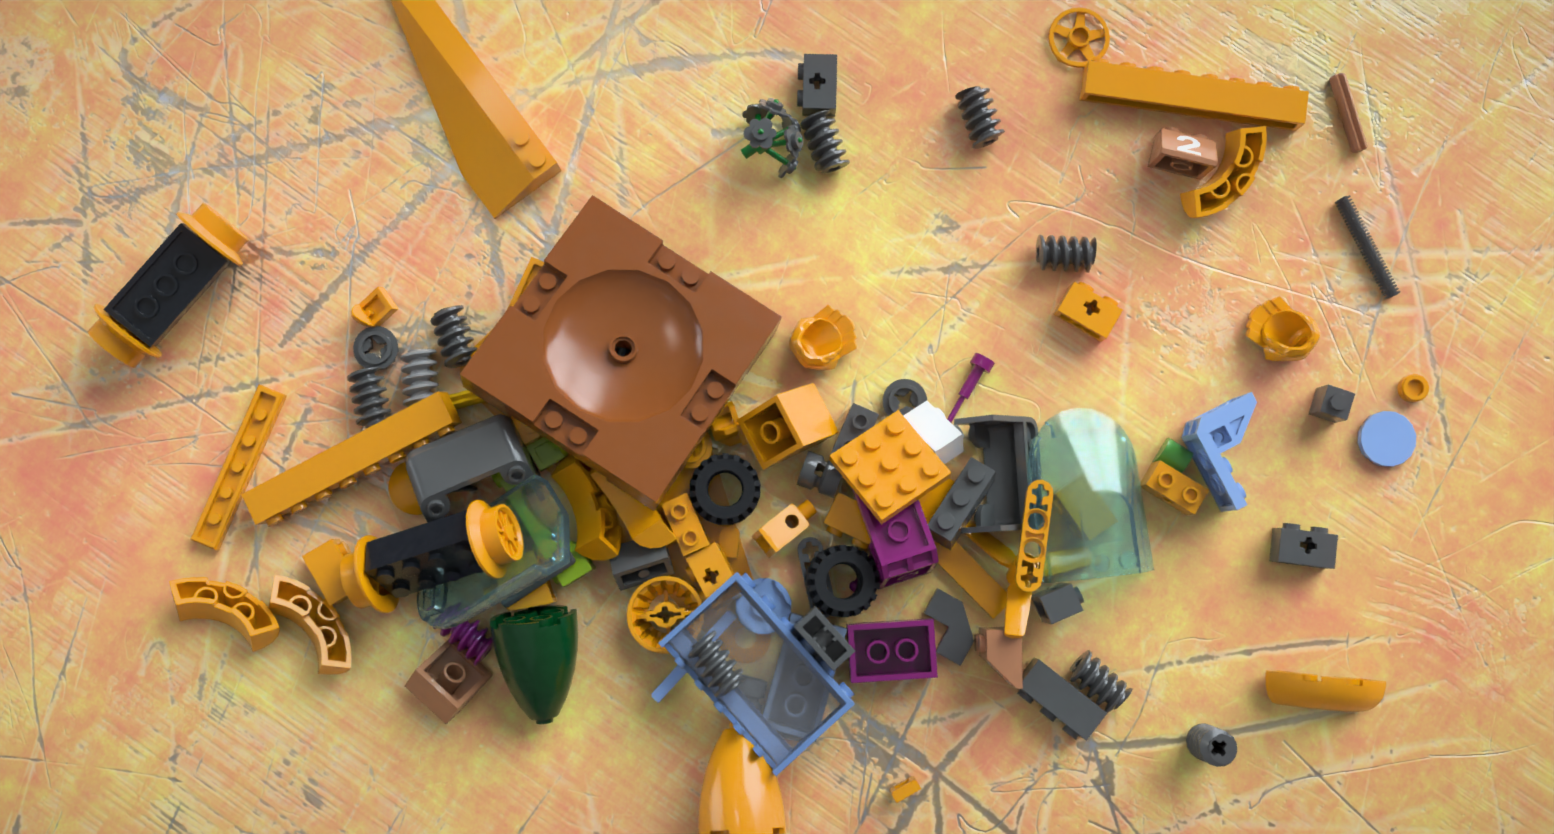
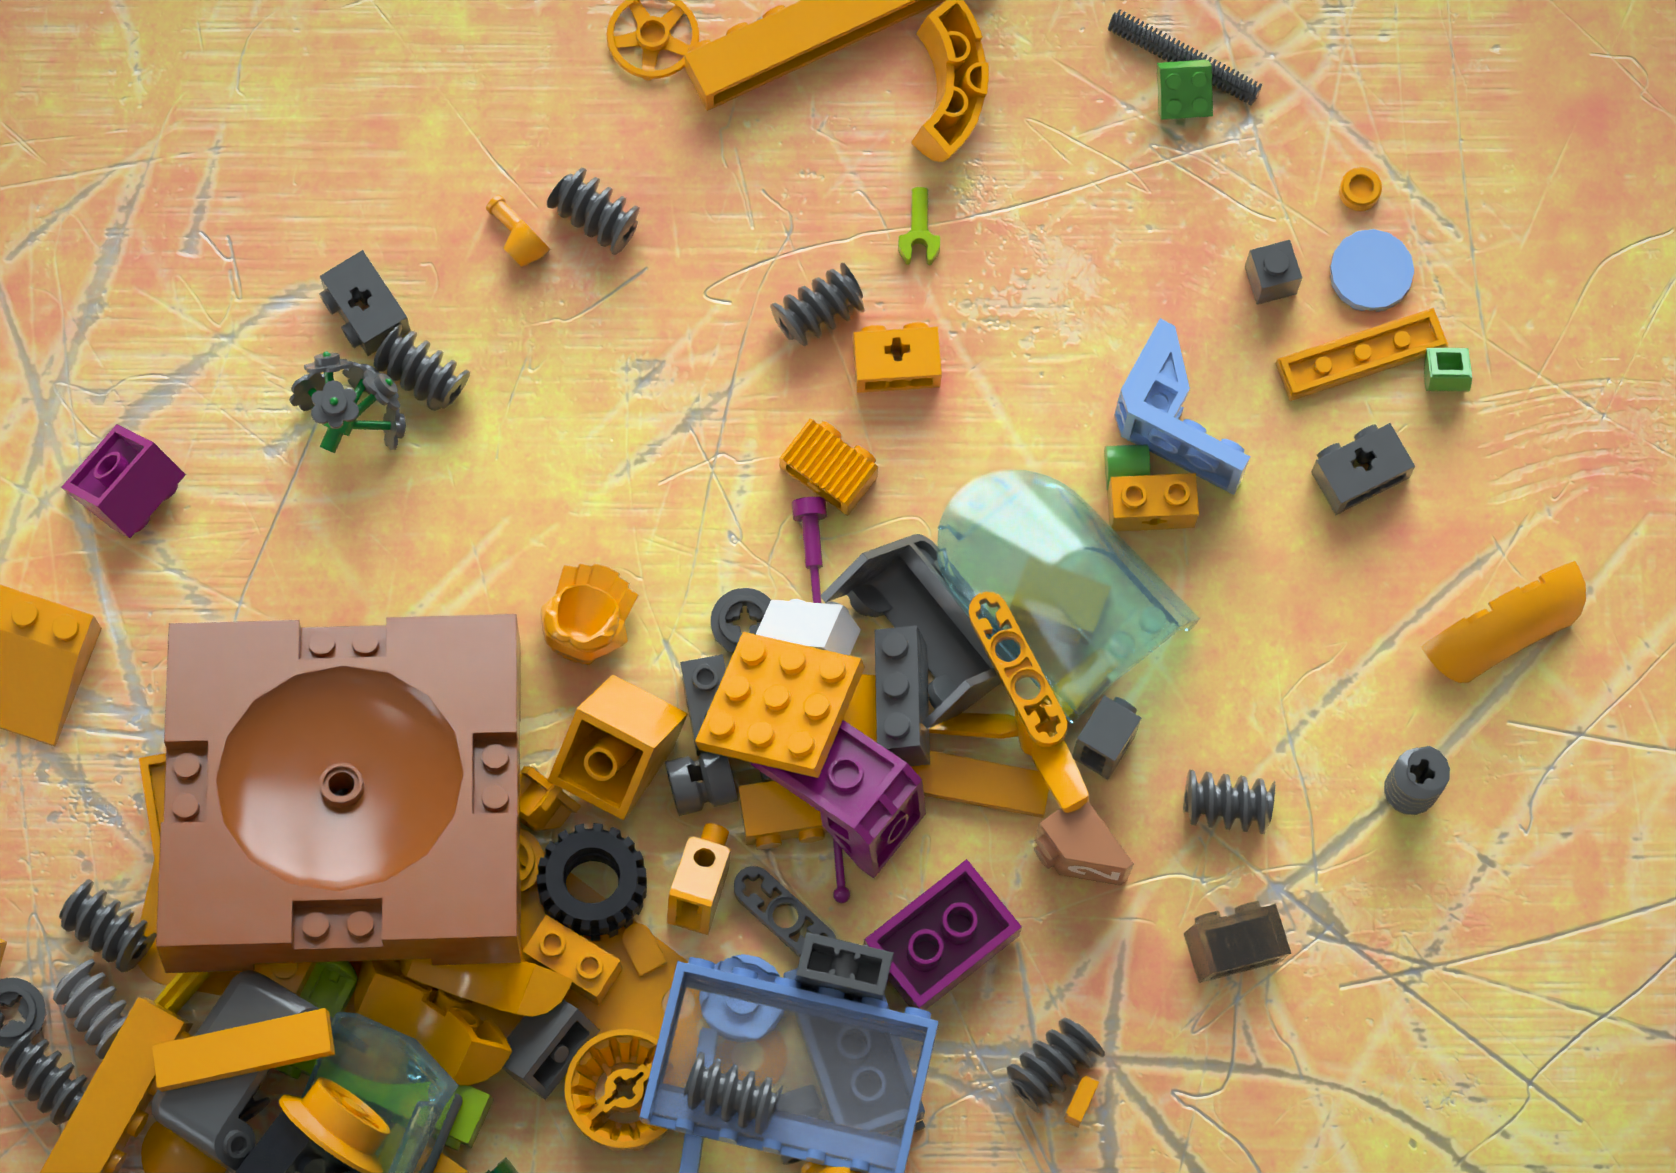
camera: 35 degrees left, 10 degrees down
(471, 461) = (243, 1050): none -> light orange tile
(625, 98) = (124, 480): none -> magenta slope
(703, 563) = (630, 989): light orange brick -> none
(866, 581) = (827, 858): black tyre -> none
(904, 758) = (1052, 1062): none -> dark grey piece
(928, 109) = (522, 242): none -> light orange bar
(958, 636) = (989, 845): dark grey tile -> none
(1009, 346) = (829, 465): none -> light orange brick
(1049, 763) = (1236, 941): none -> clear smoke brick
(1060, 700) = (1196, 857): dark grey brick -> none
(1150, 246) = (919, 229): none -> lime bar
(1183, 153) = (879, 91): nougat slope -> none
(1282, 331) = (1151, 225): light orange hair -> none
(1348, 482) = (1360, 354): none -> light orange tile
(1355, 266) = (1185, 89): none -> bright green piece
(1390, 524) = (1447, 369): none -> bright green brick

